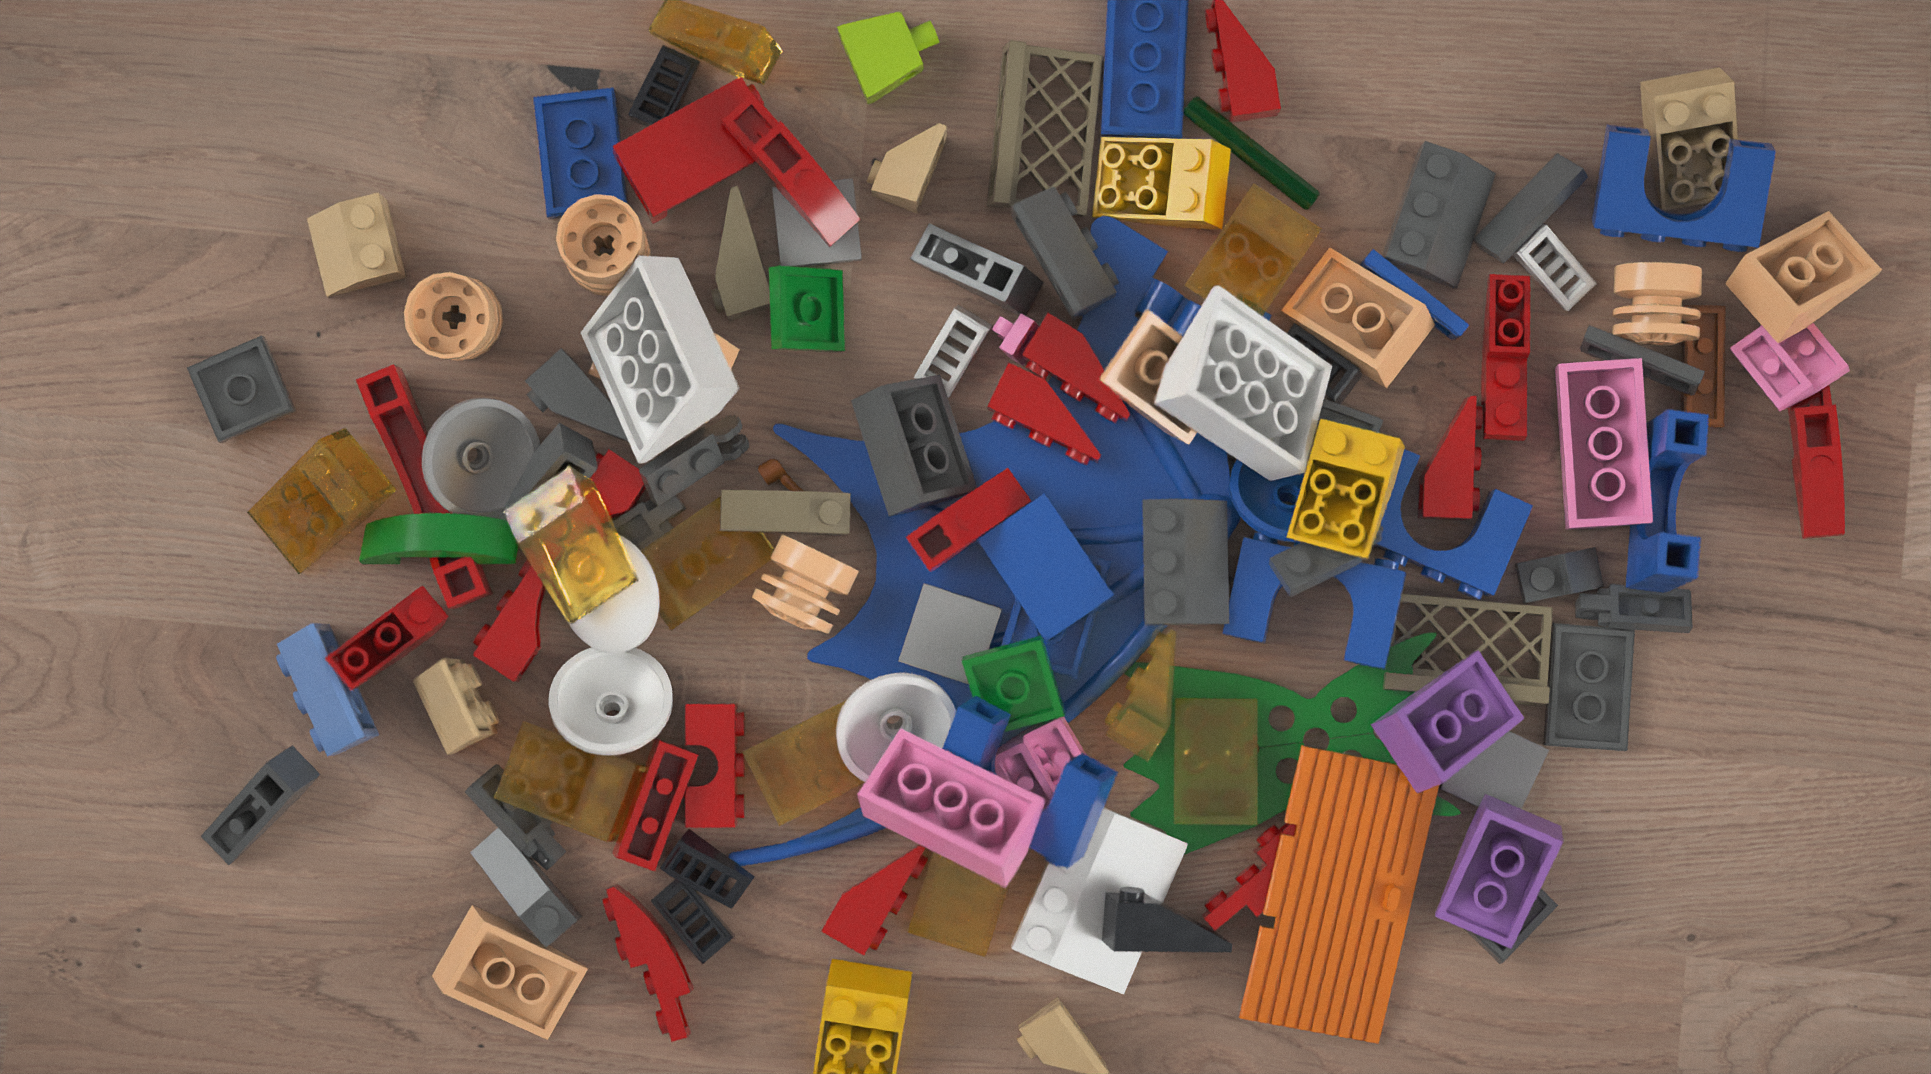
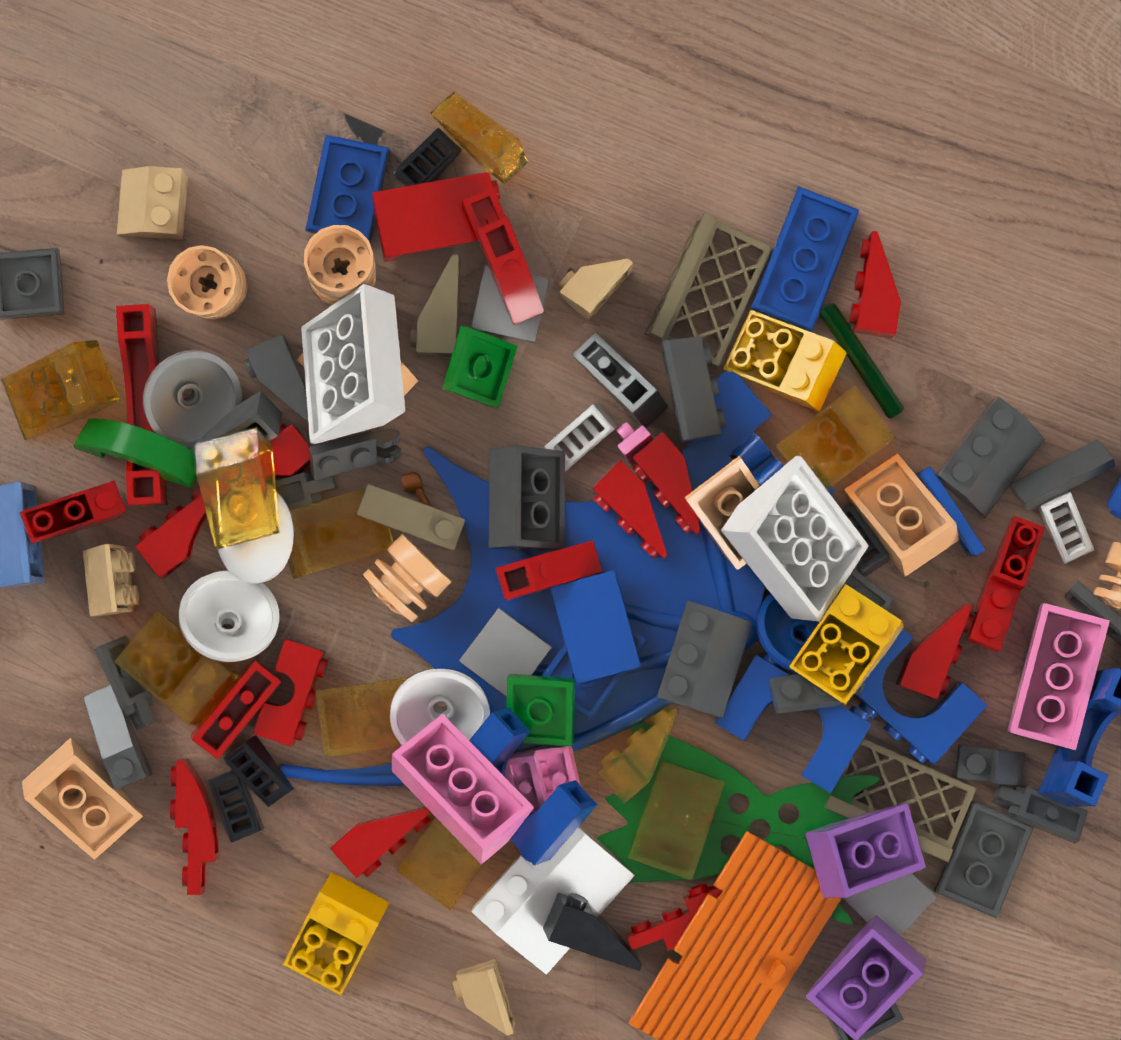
camera: 25 degrees right, 0 degrees up
(885, 51) = (606, 189): lime torso -> none

